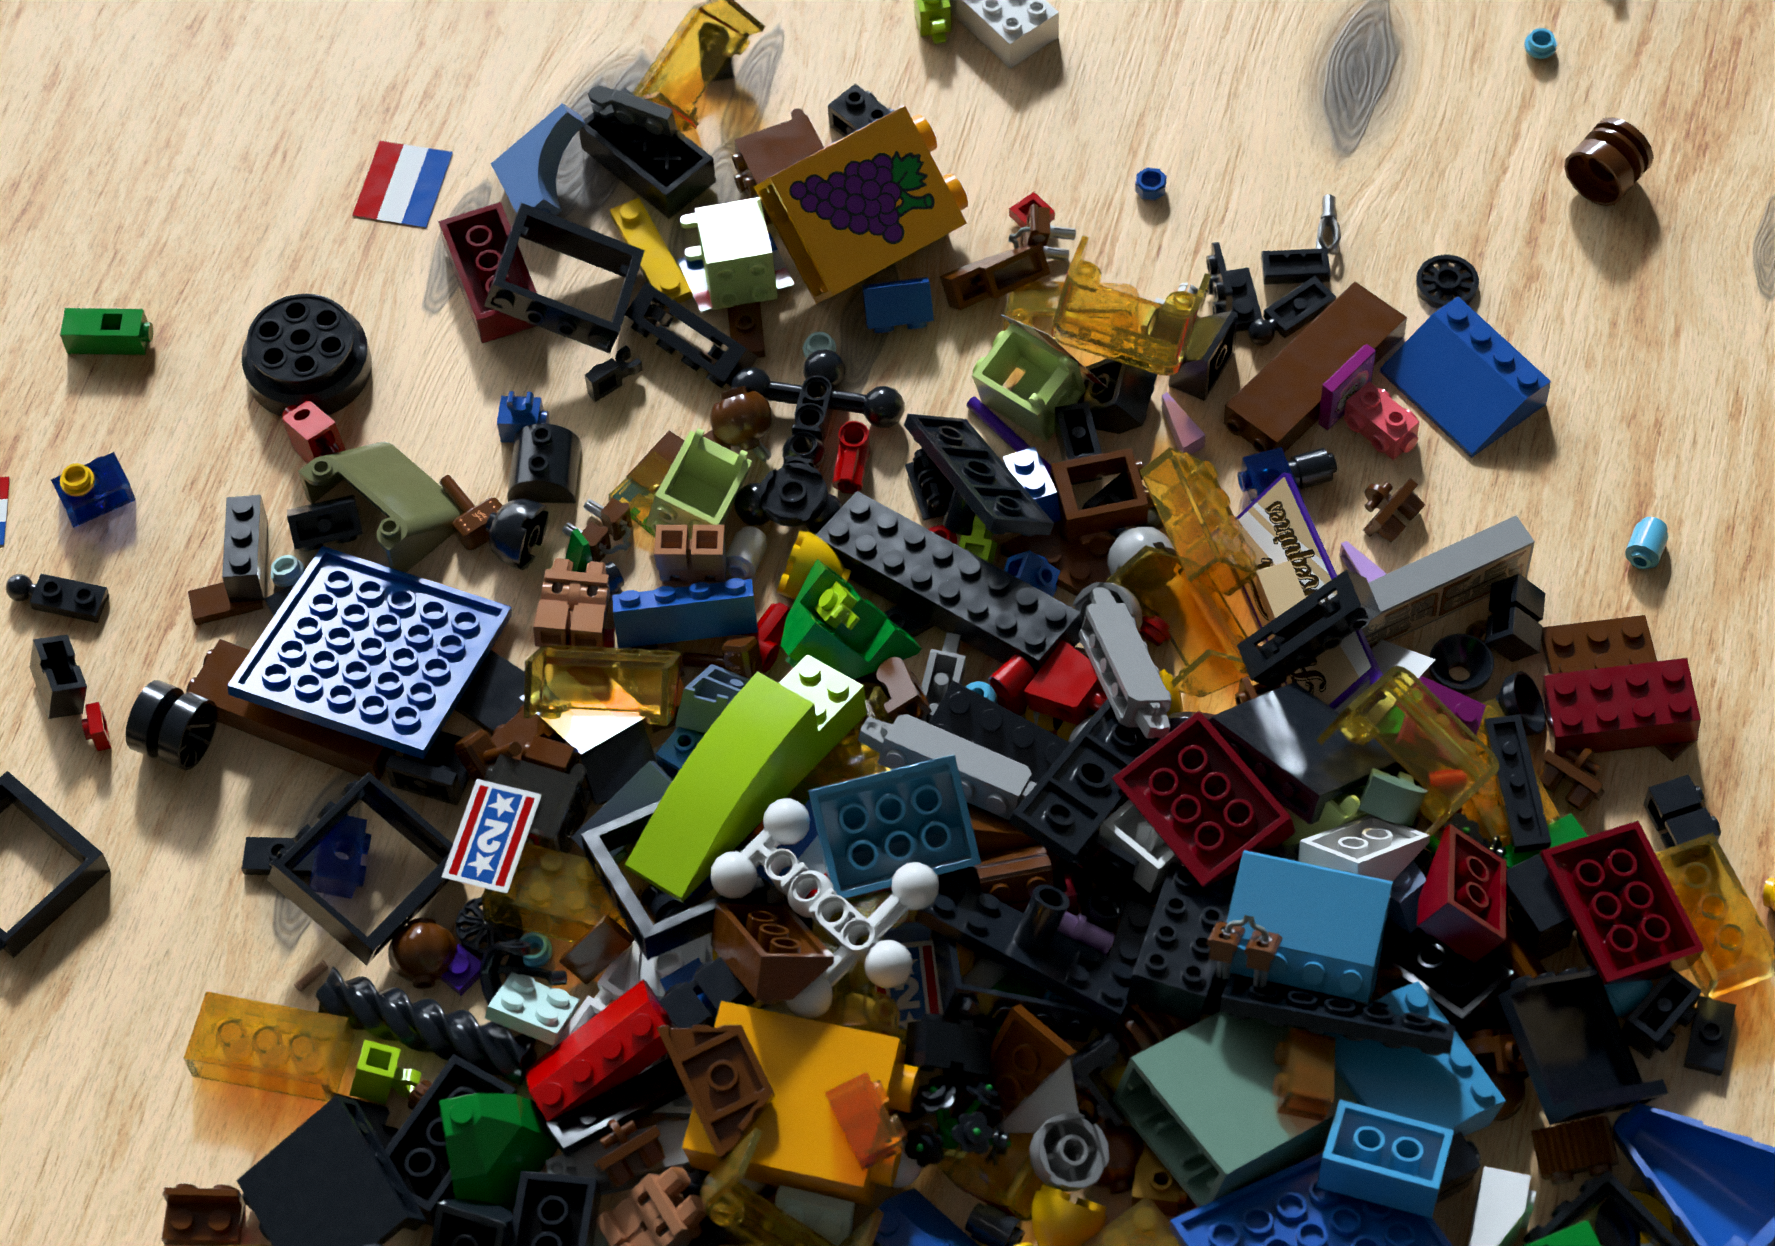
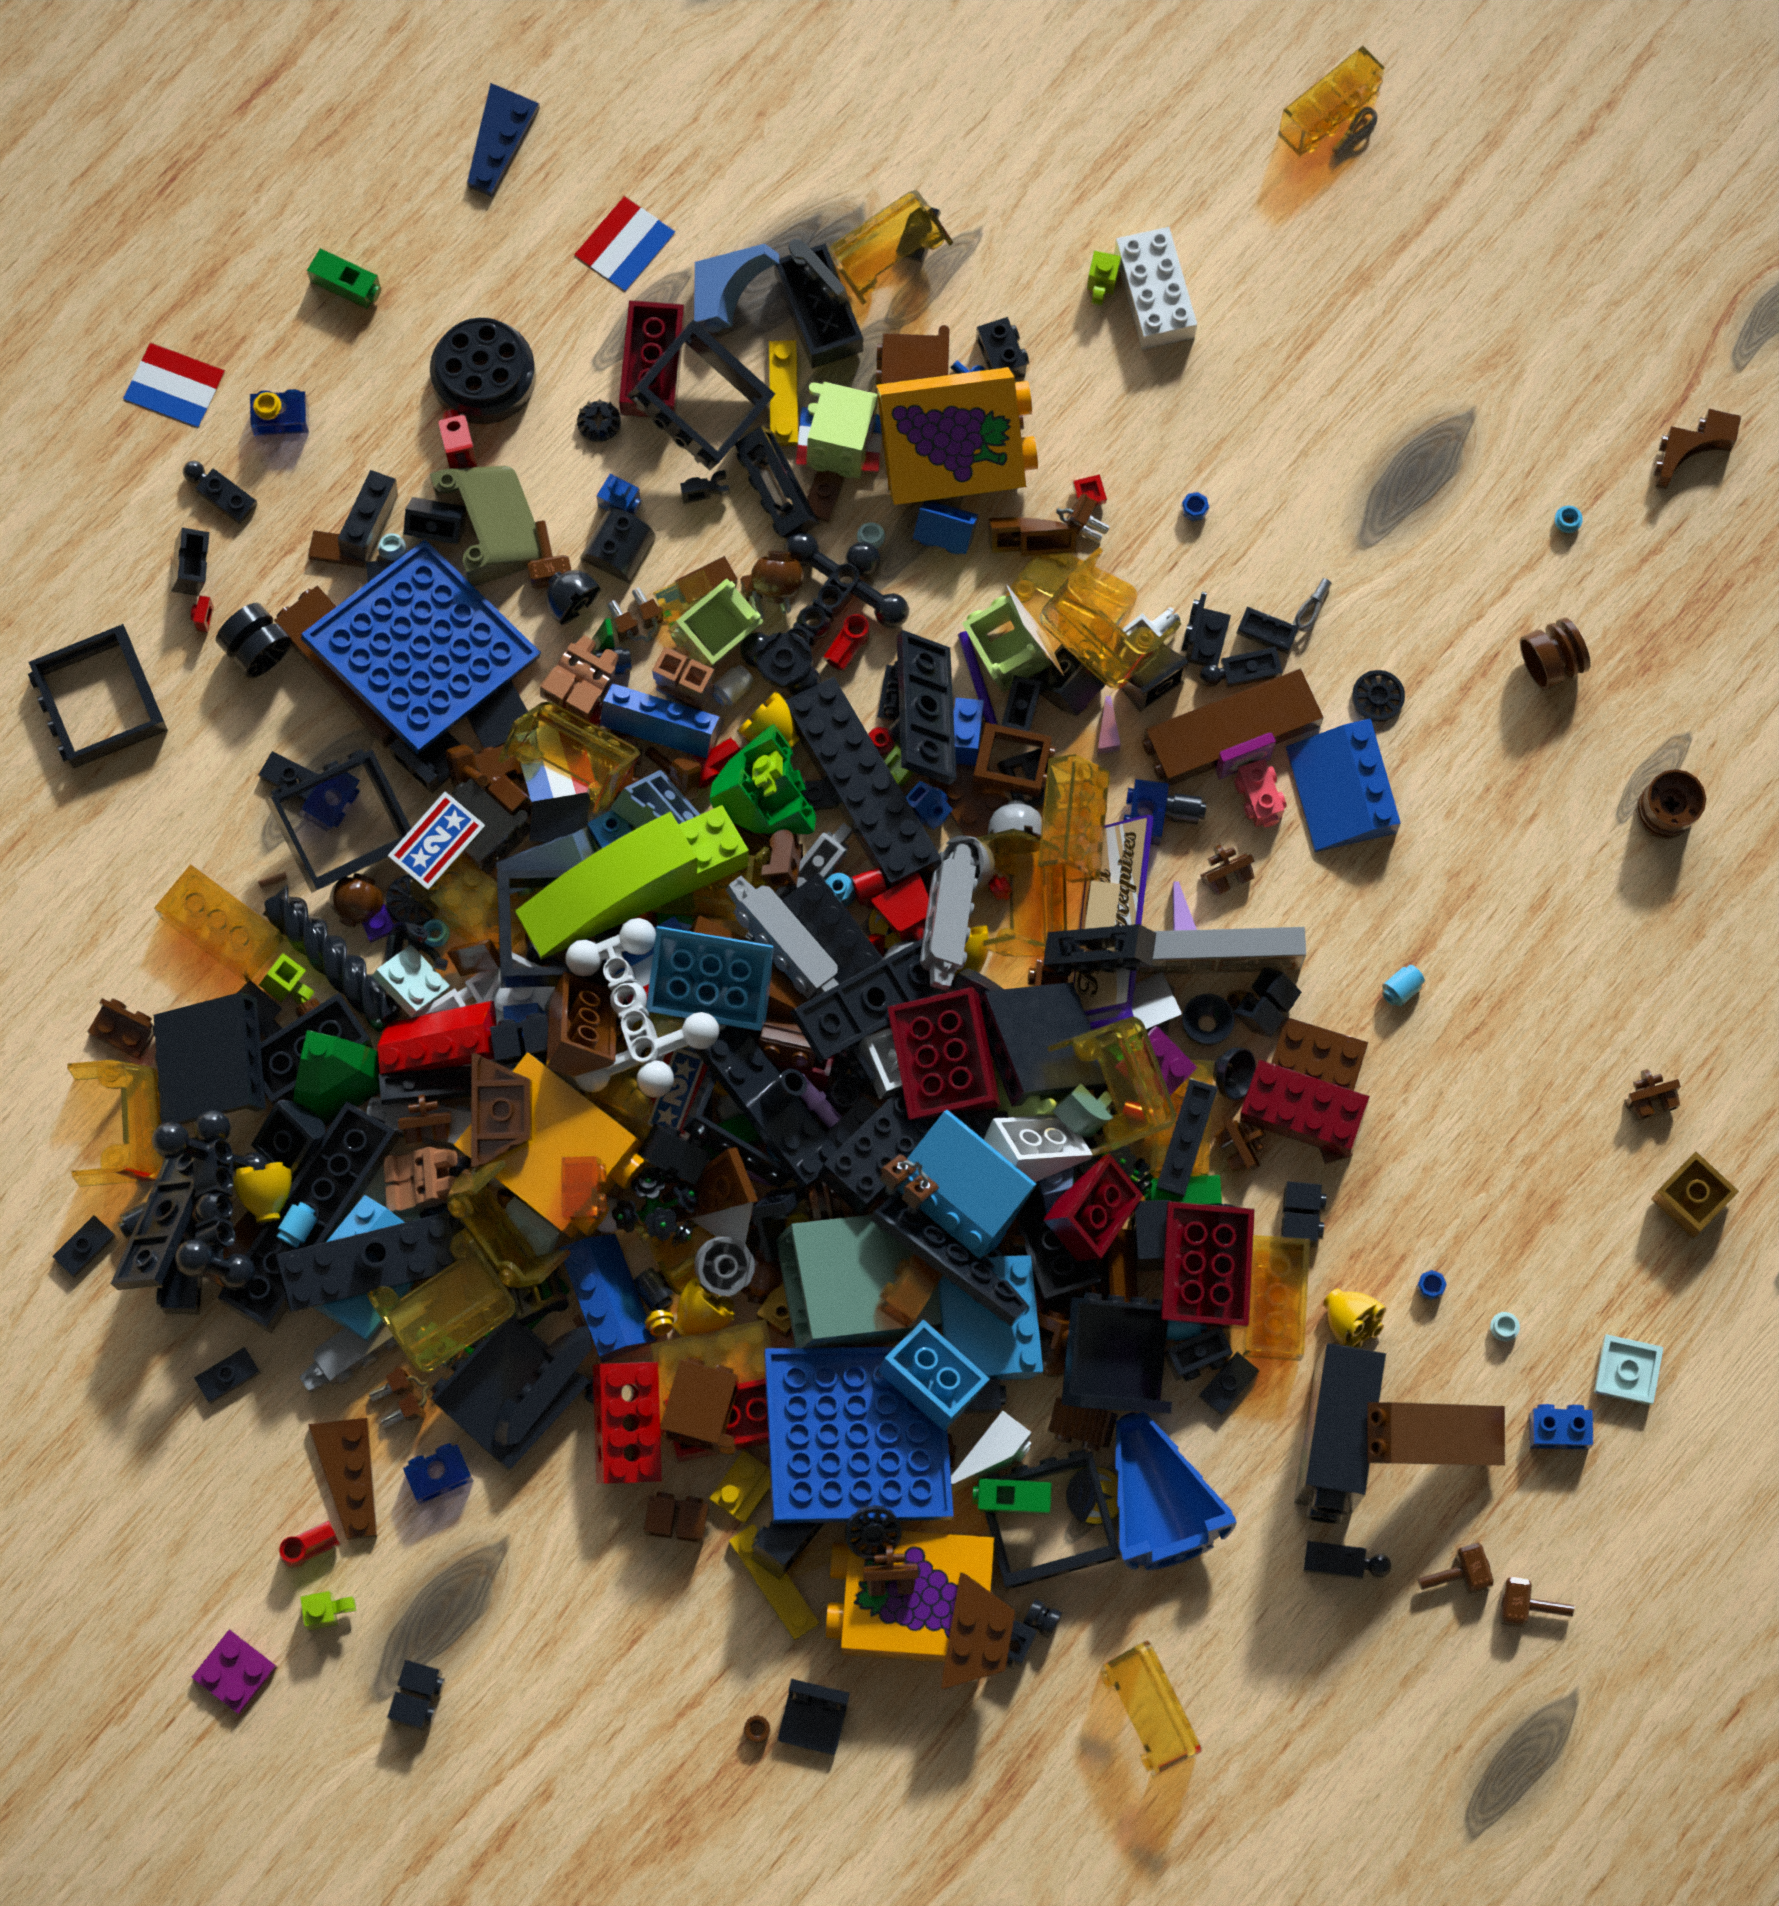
camera: 20 degrees right, 15 degrees up
(215, 136) = (499, 137): none -> dark blue wing
(450, 366) = (608, 427): none -> black gear

